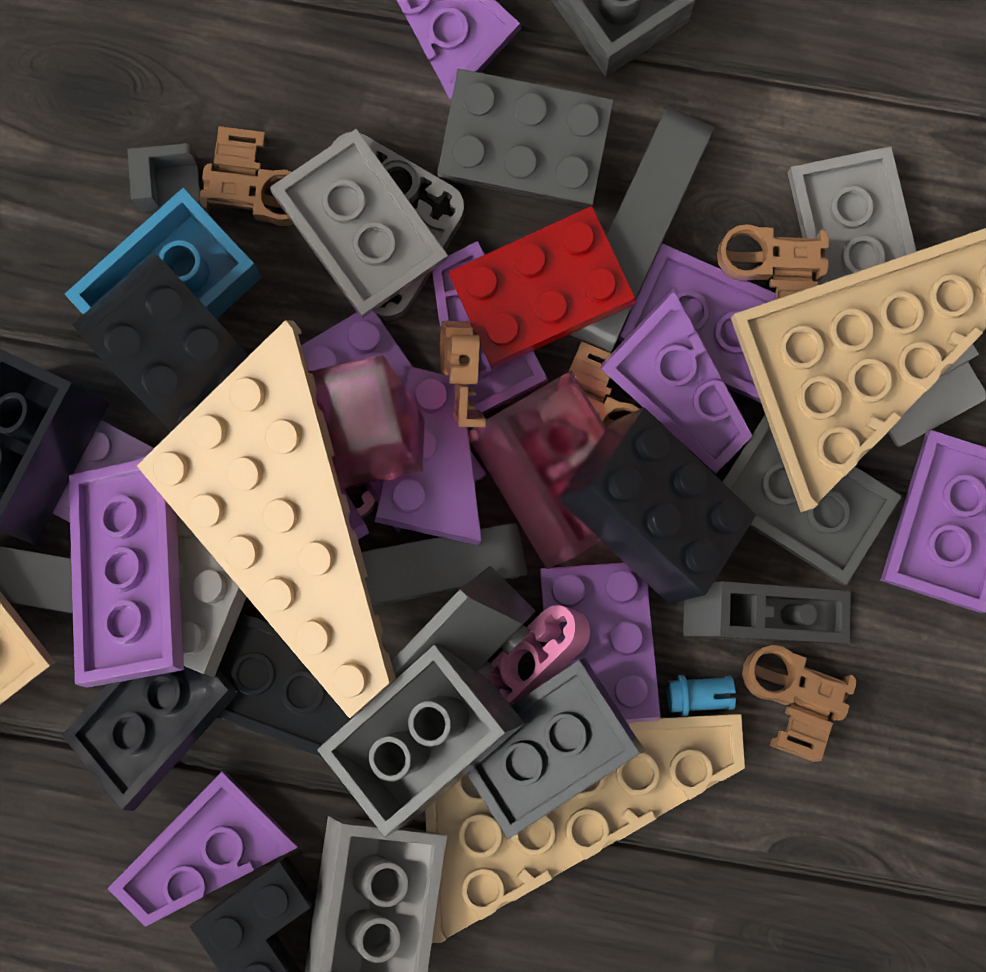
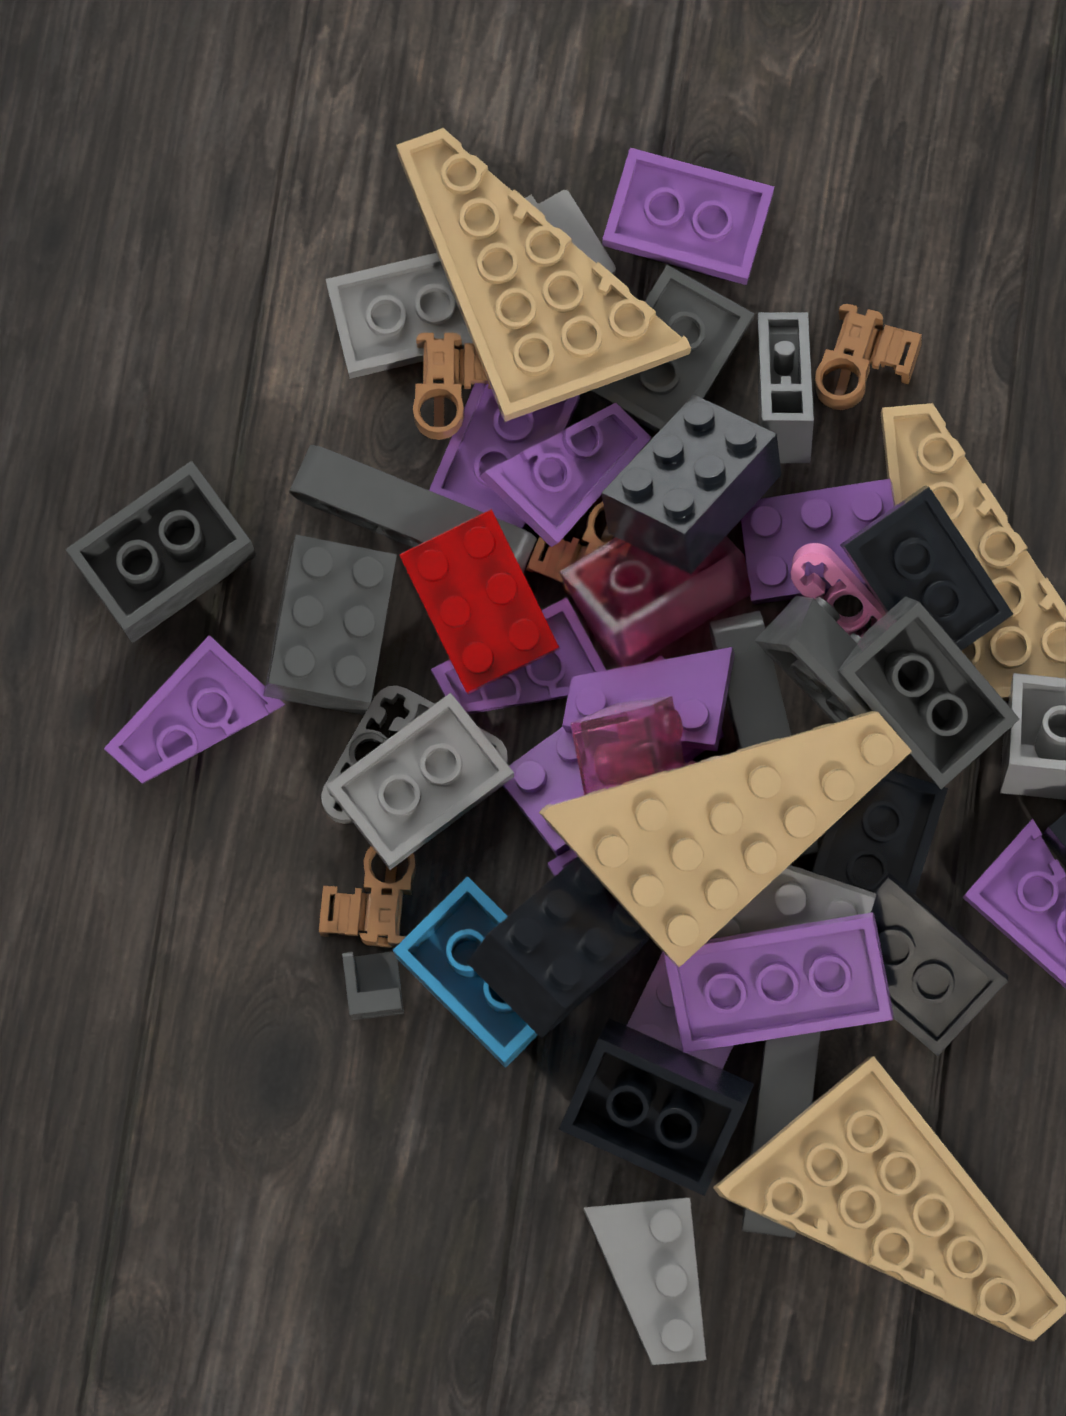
camera: 90 degrees left, 5 degrees down
(461, 361) = (552, 679): medium nougat piece -> none
(700, 694) = (864, 446): dark azure pin -> none

